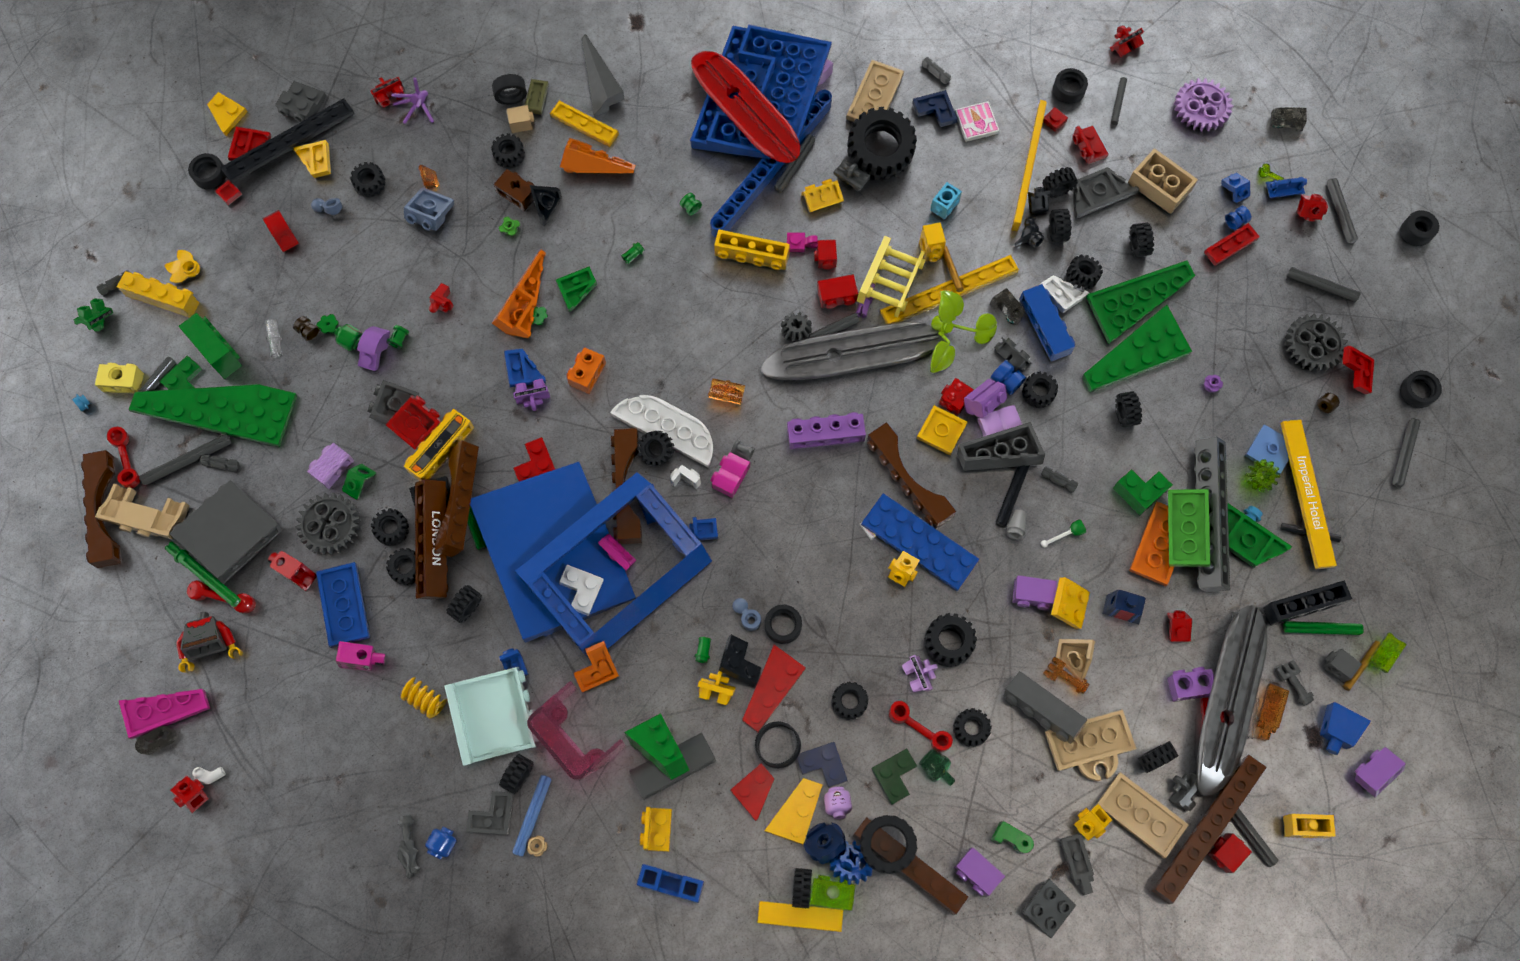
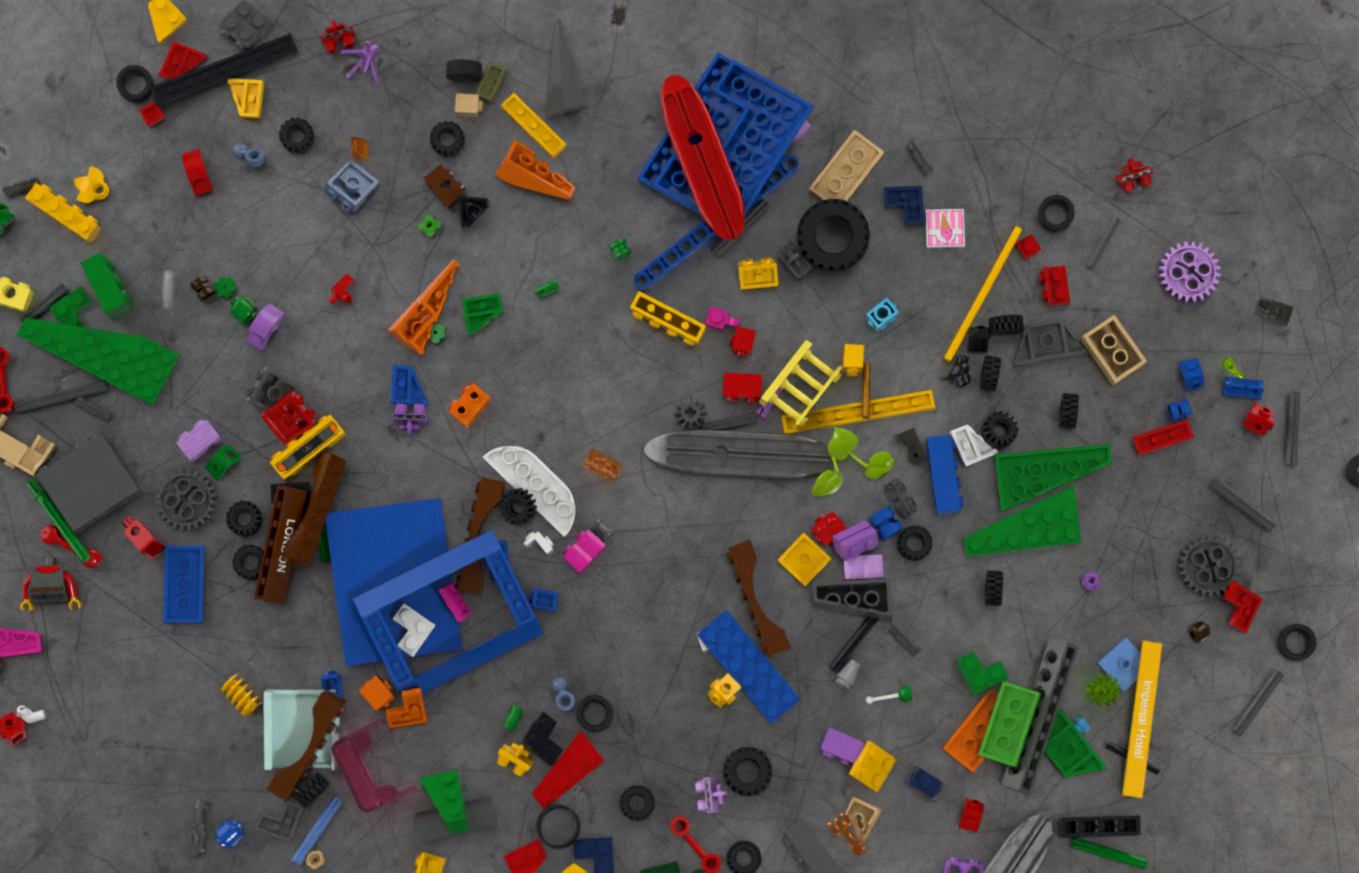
camera: 20 degrees right, 10 degrees up
(350, 653) = (181, 637): dark pink torso -> none
(397, 337) = (291, 320): green bush -> none
(464, 603) = (298, 615): black tyre -> none
(512, 689) = (325, 712): none -> reddish brown arch
(539, 463) = (403, 487): red plate -> none
(562, 659) = (378, 692): none -> orange head
(826, 431) = (689, 531): medium lavender brick -> none

